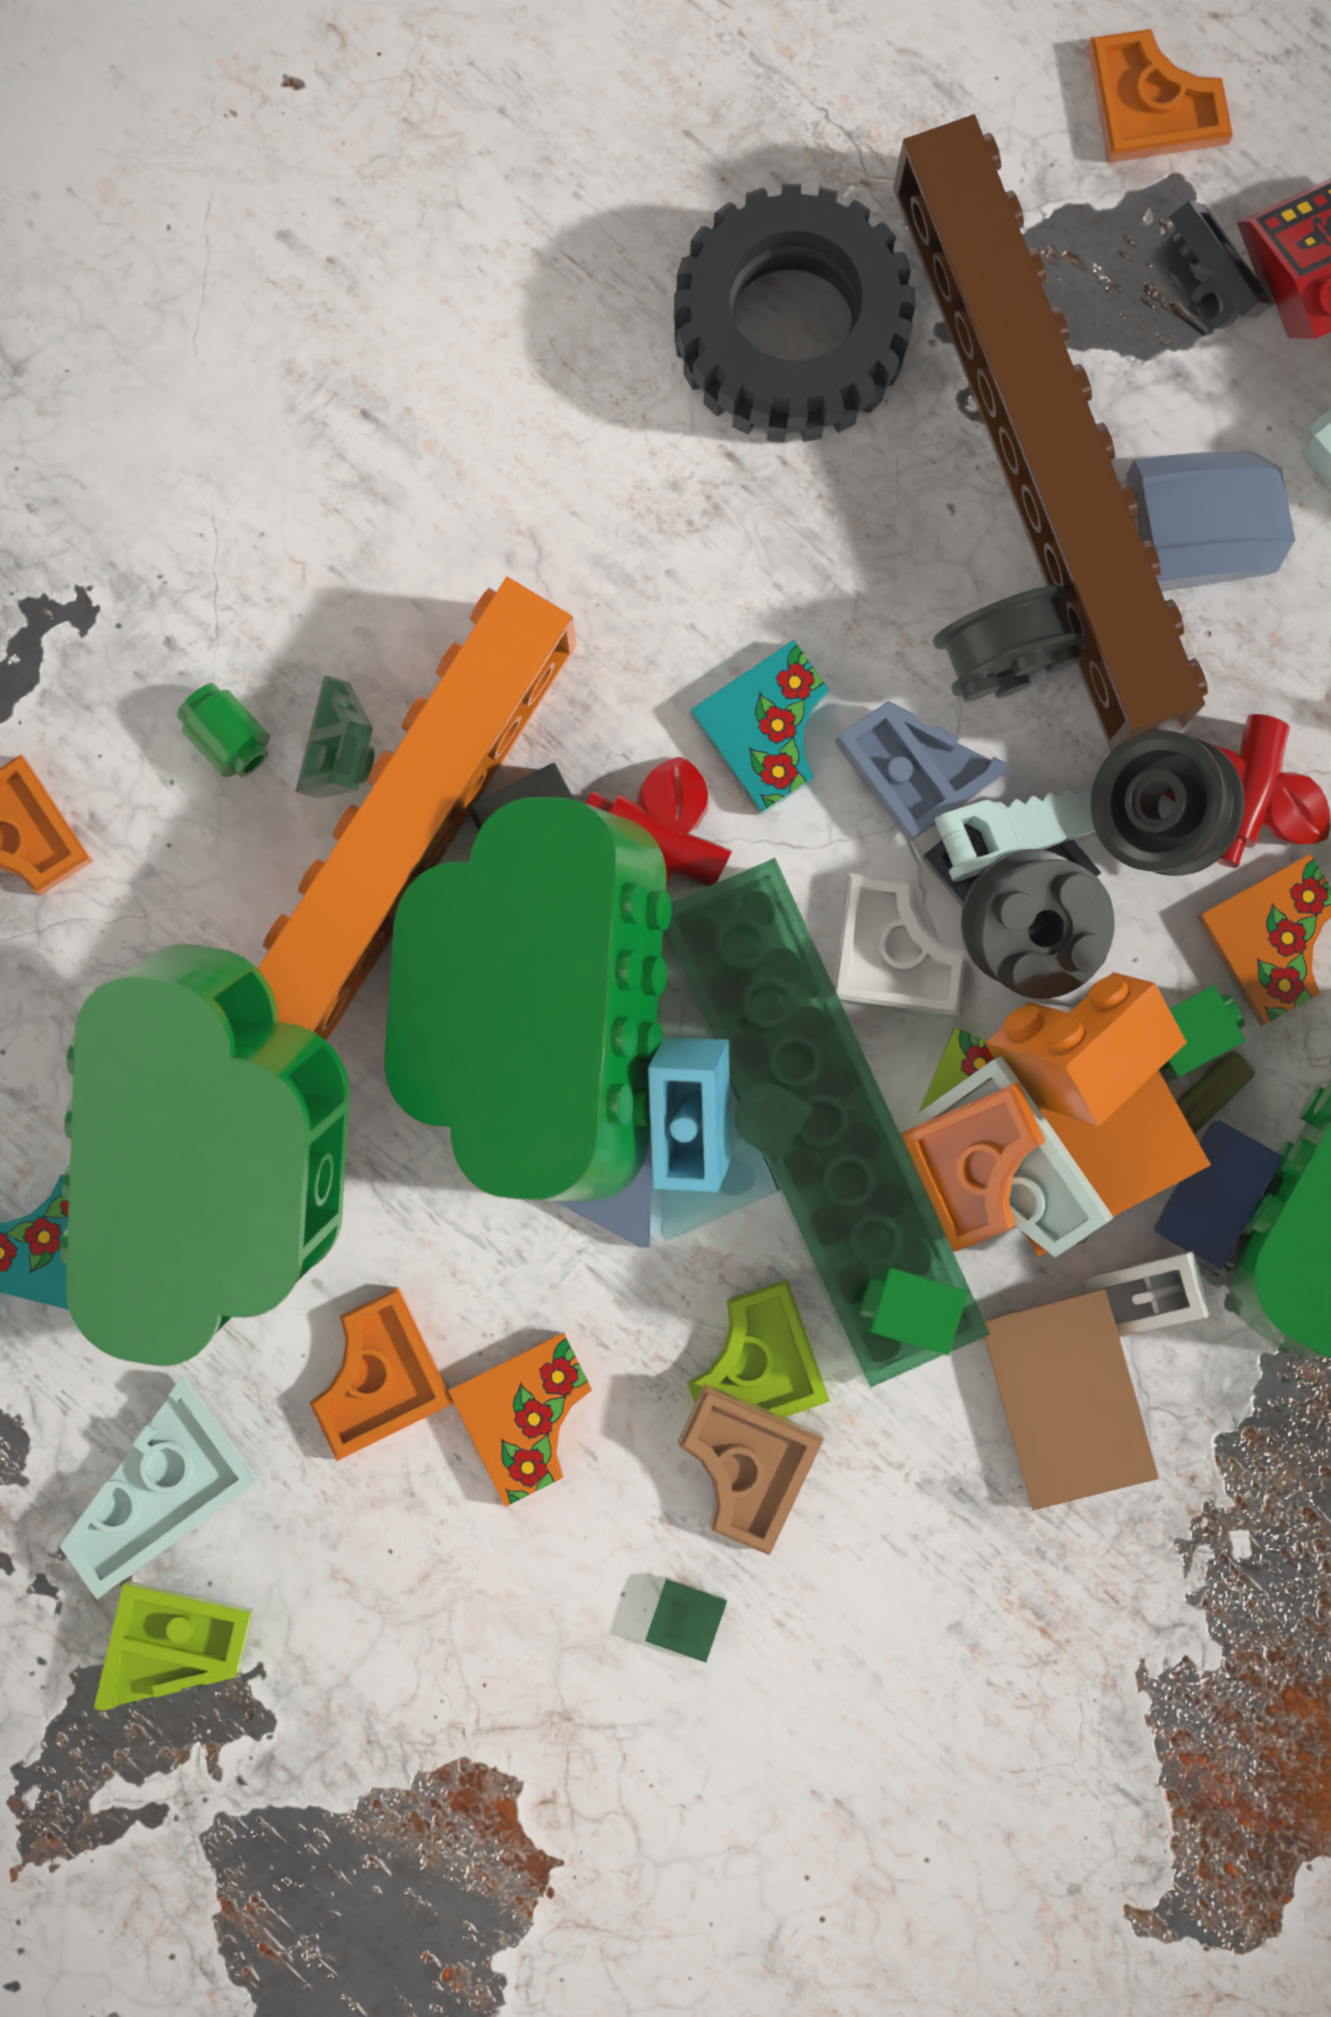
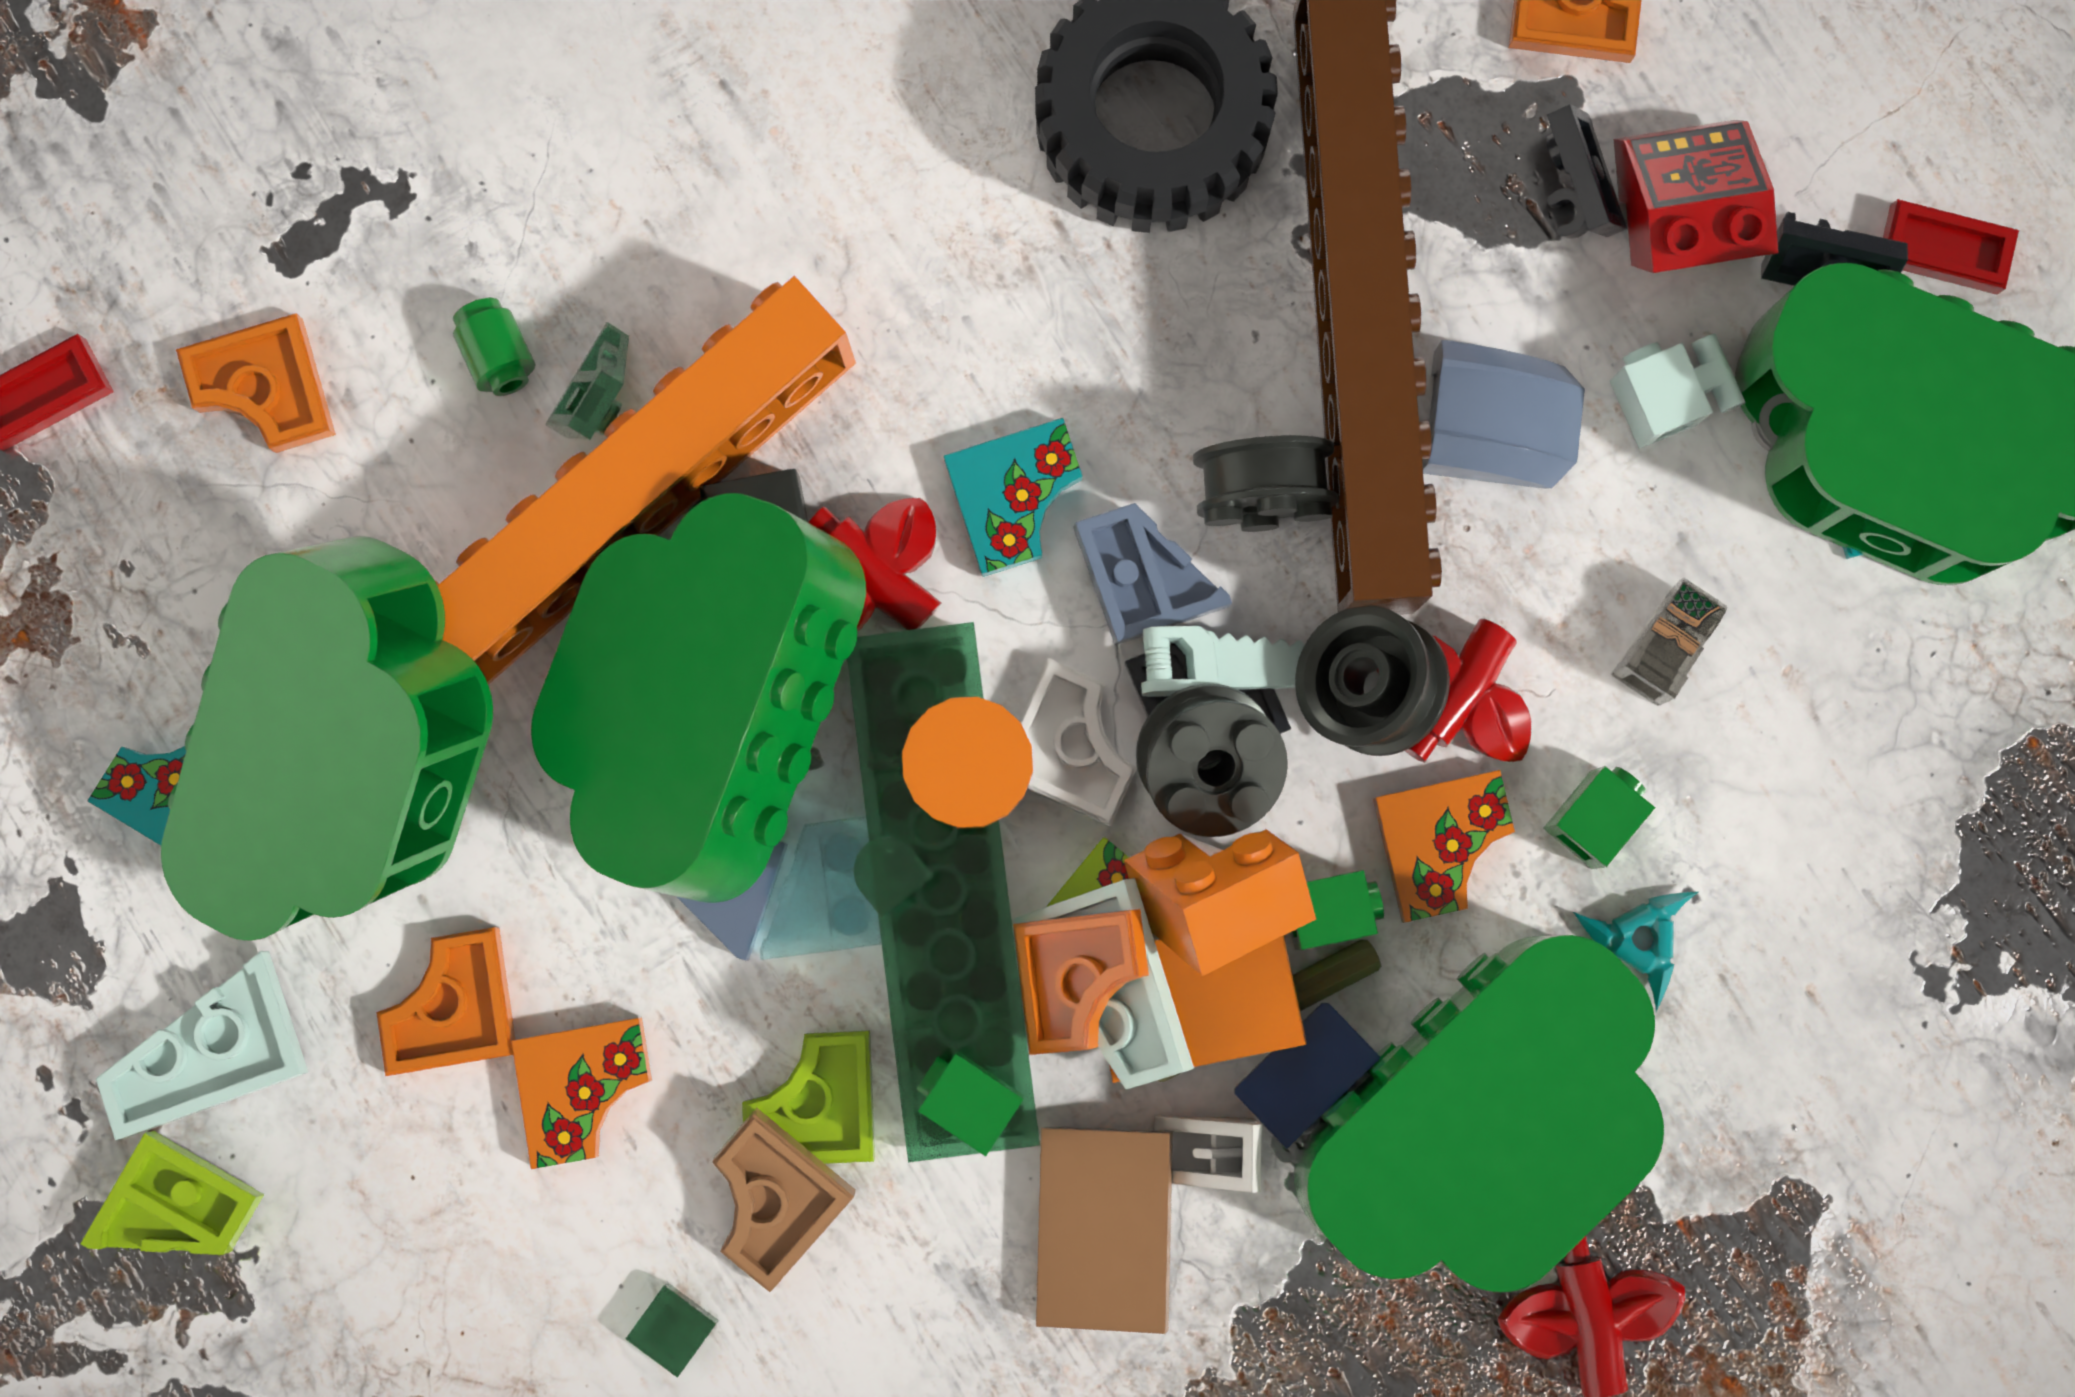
camera: 20 degrees right, 0 degrees up
(690, 1114) = (813, 845): medium azure brick -> none
(812, 991) = (967, 762): none -> orange tile

